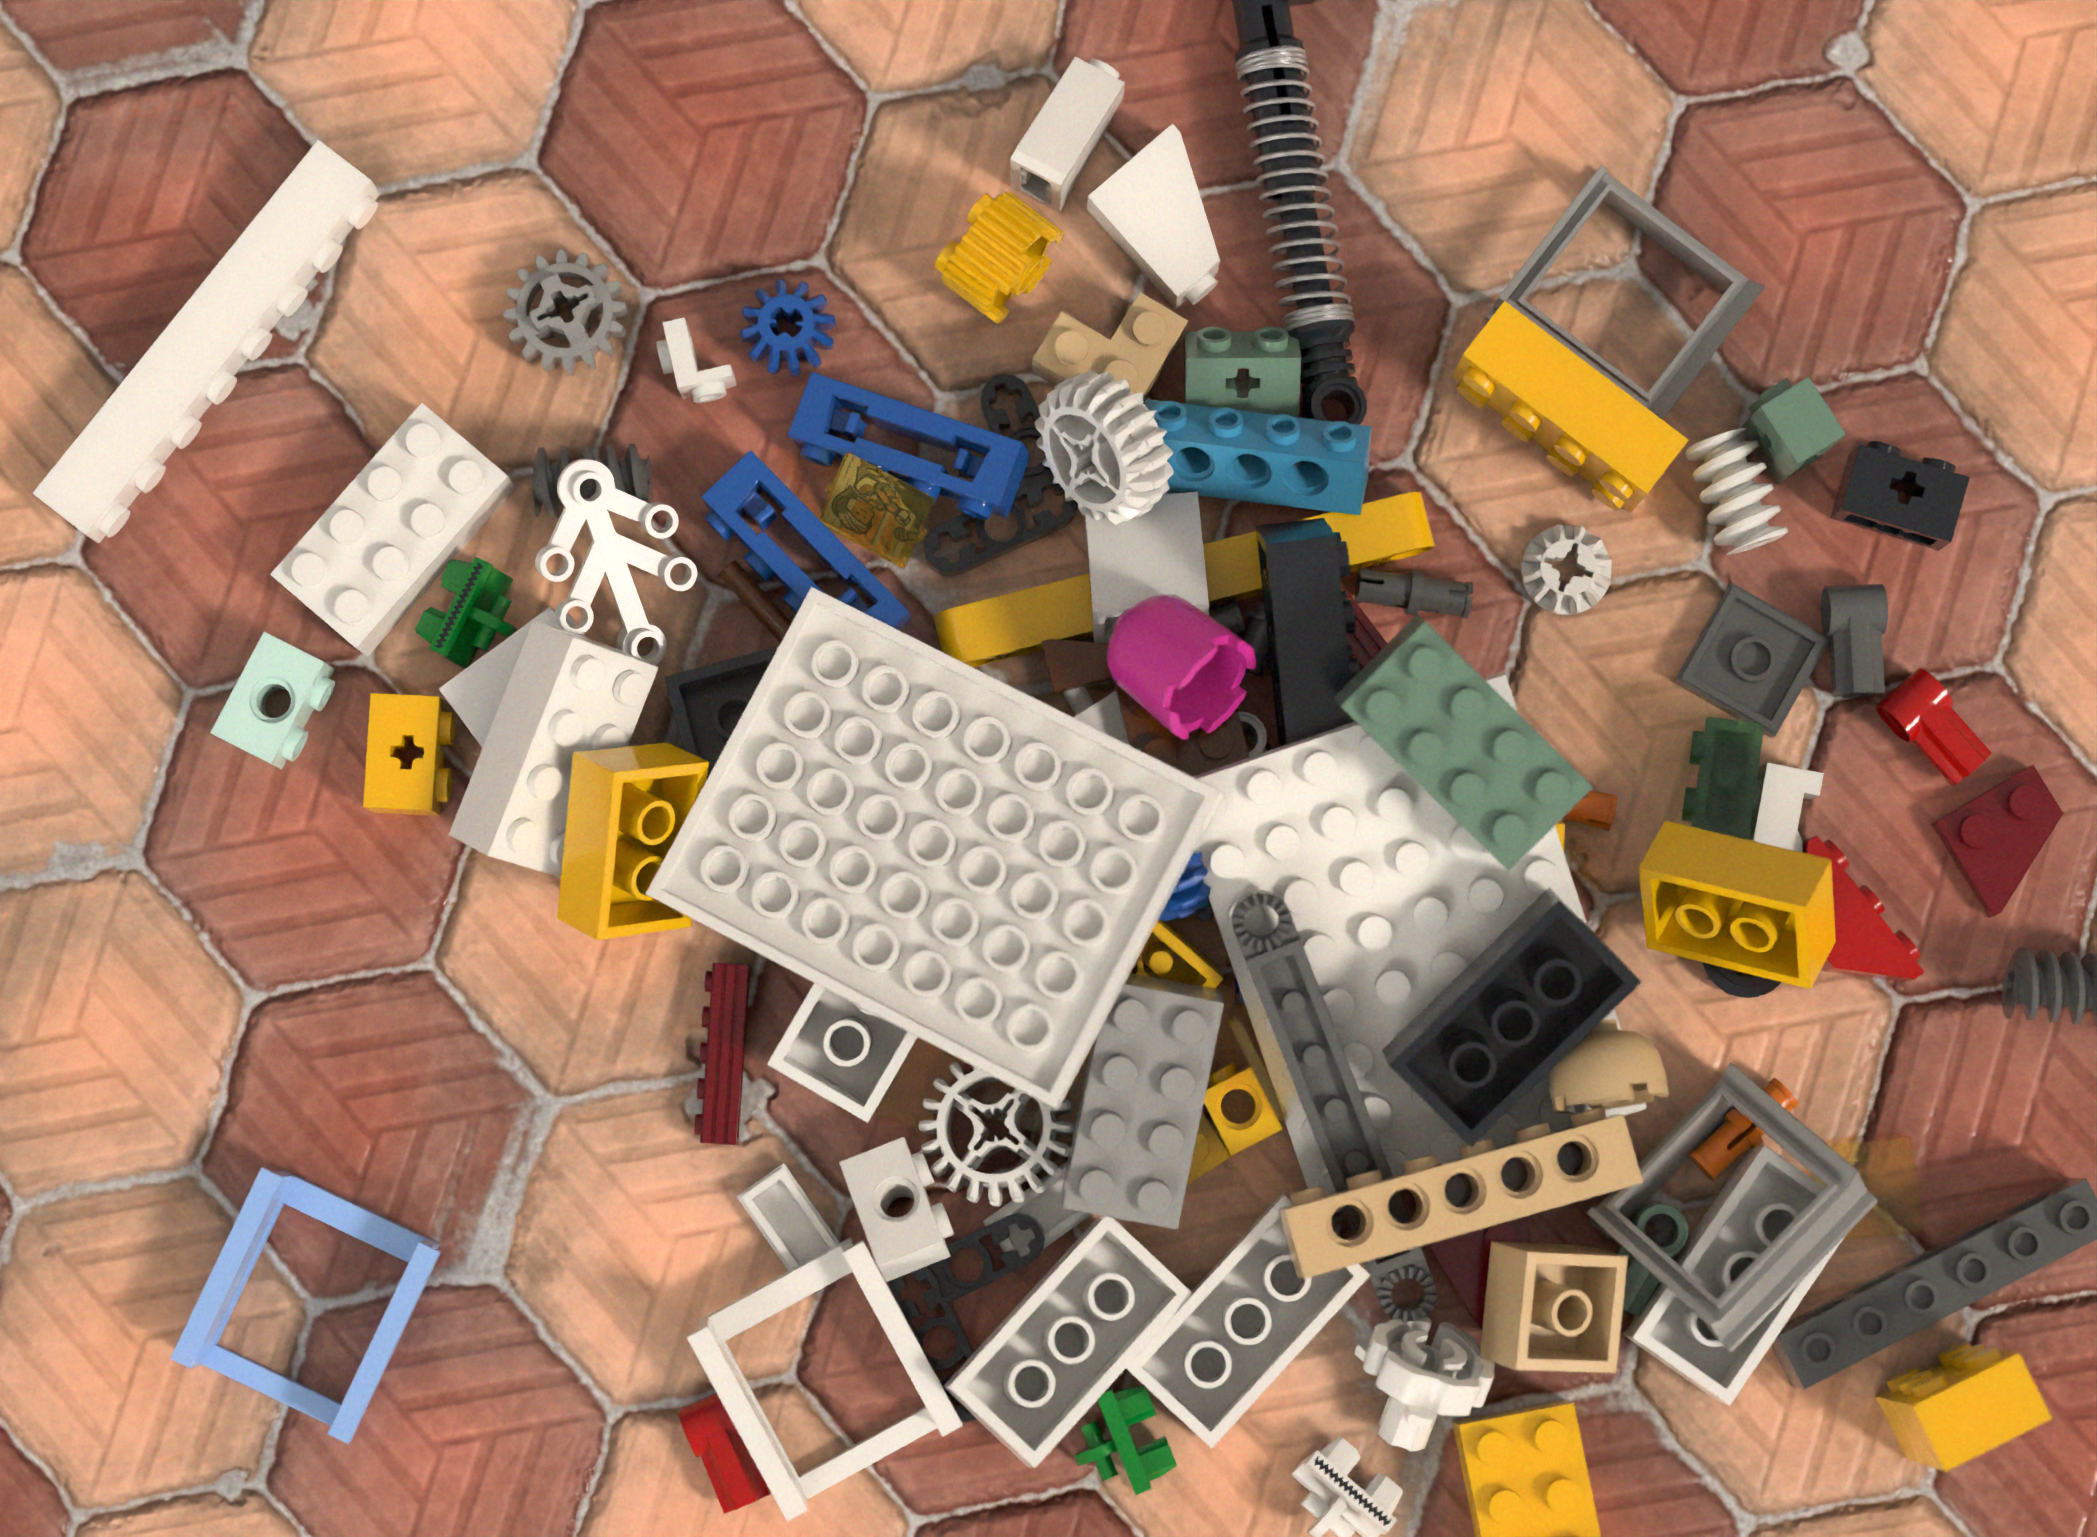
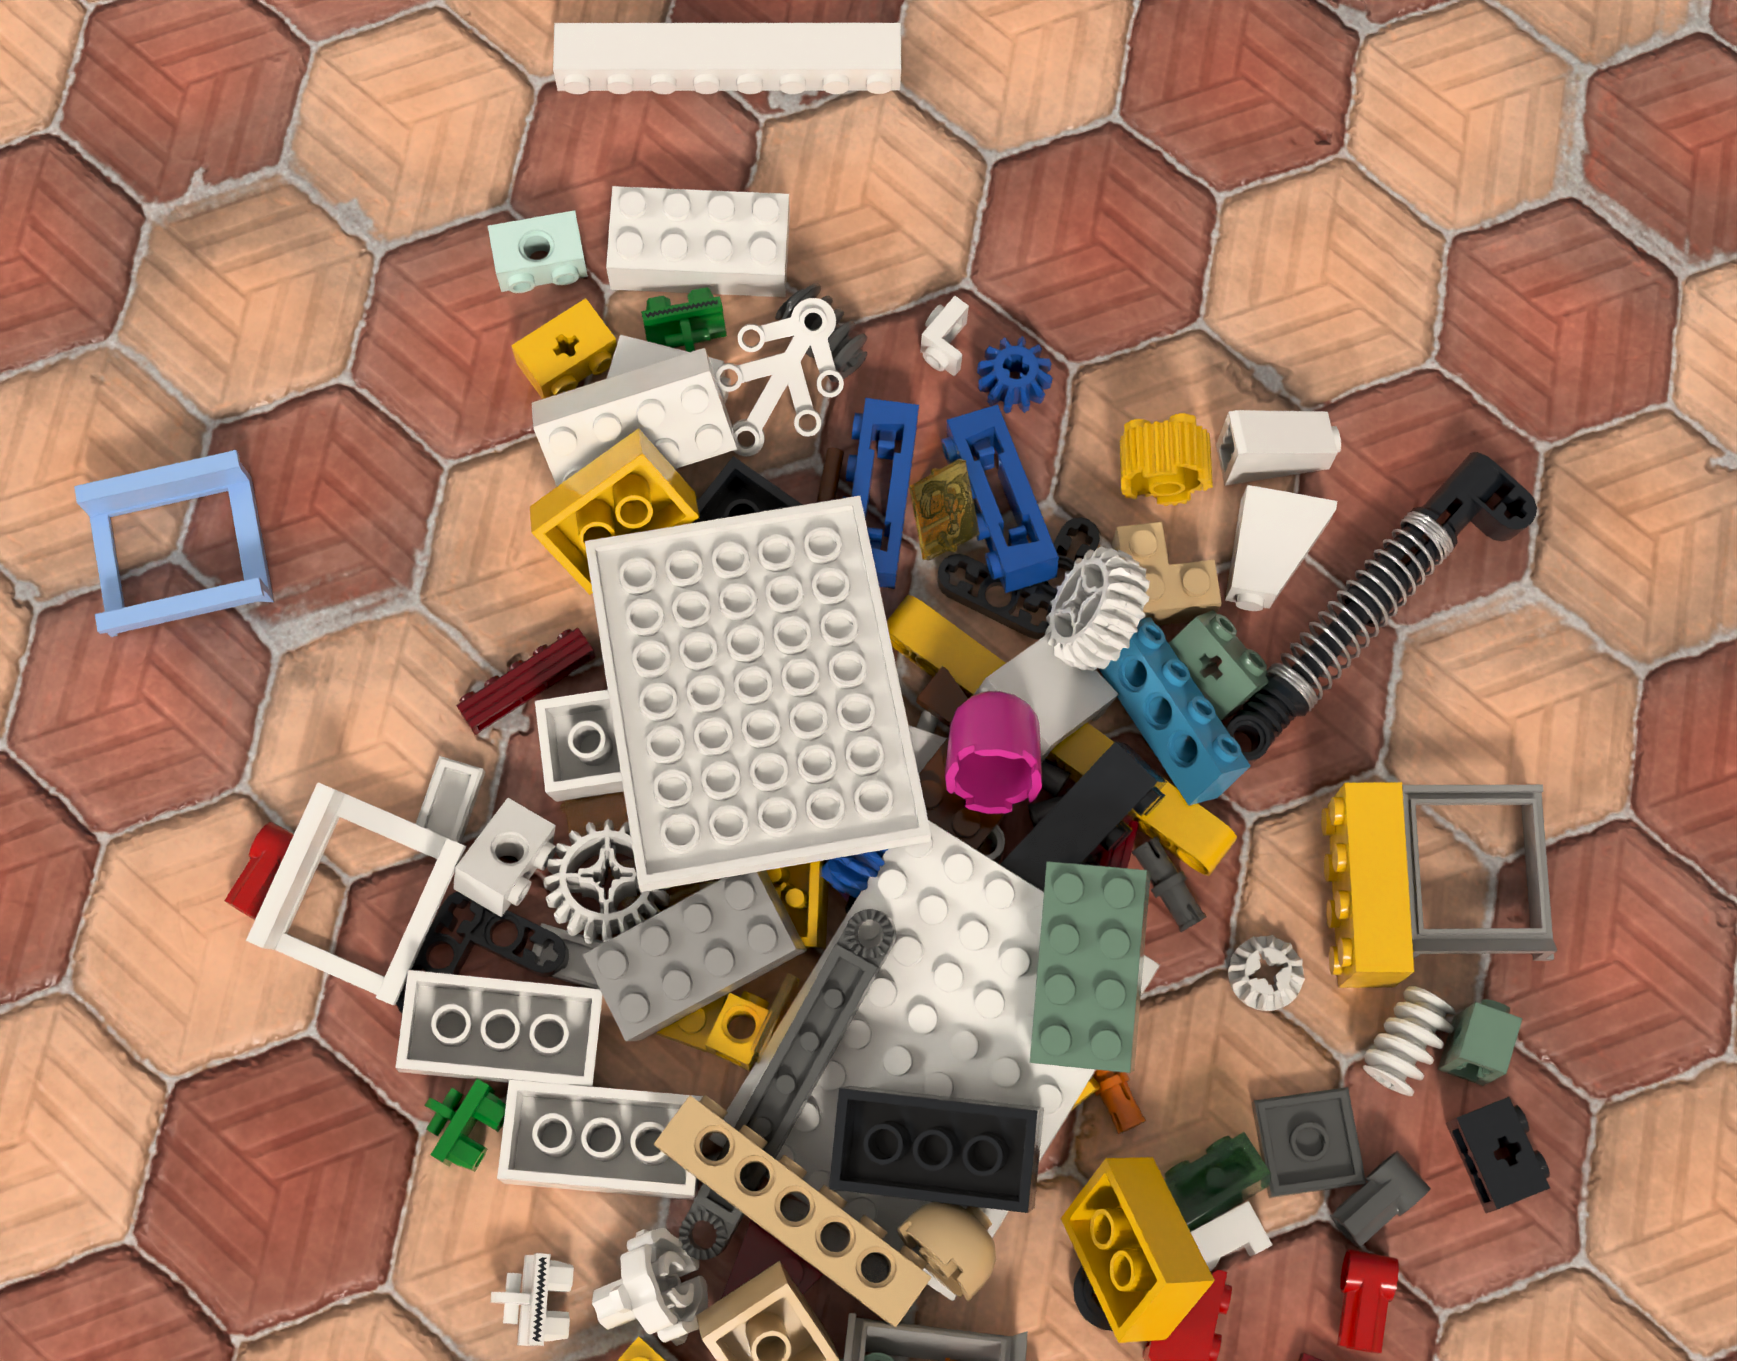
camera: 50 degrees right, 10 degrees down
(546, 319) = (929, 253): light grey gear -> none

